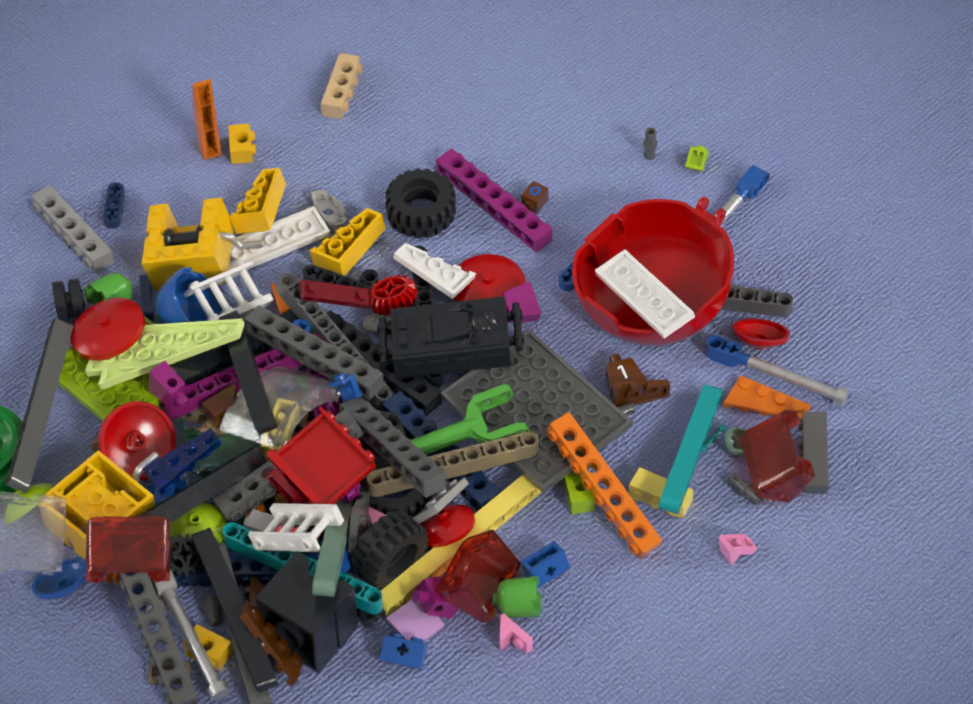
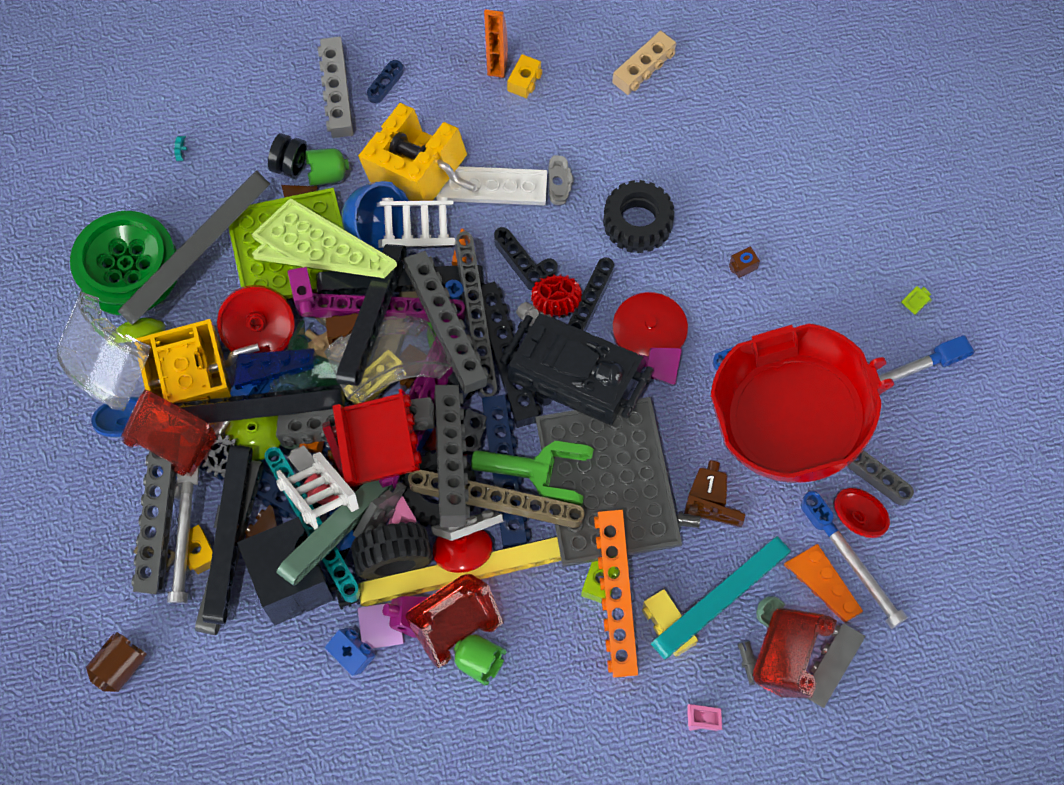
camera: 30 degrees right, 15 degrees up
(107, 329) = (293, 204): red dish -> none
(146, 297) = (357, 180): dark blue beam -> none
(261, 203) = (502, 145): yellow wedge -> none
(272, 643) = (240, 586): reddish brown wing -> none
(334, 294) = (500, 272): dark red plate -> none
(347, 386) = (449, 372): blue bracket -> none
(349, 243) = (554, 223): yellow wedge -> none
(445, 277) = (608, 297): white wing -> none
(494, 200) = (719, 304): magenta brick -> none
(513, 633) = (451, 684): bright pink slope -> none
(546, 563) = (521, 637): blue brick -> none
(644, 293) = (768, 425): white plate -> none
(650, 143) = (881, 263): dark grey pin -> none
(722, 429) = (768, 588): teal hinge -> none

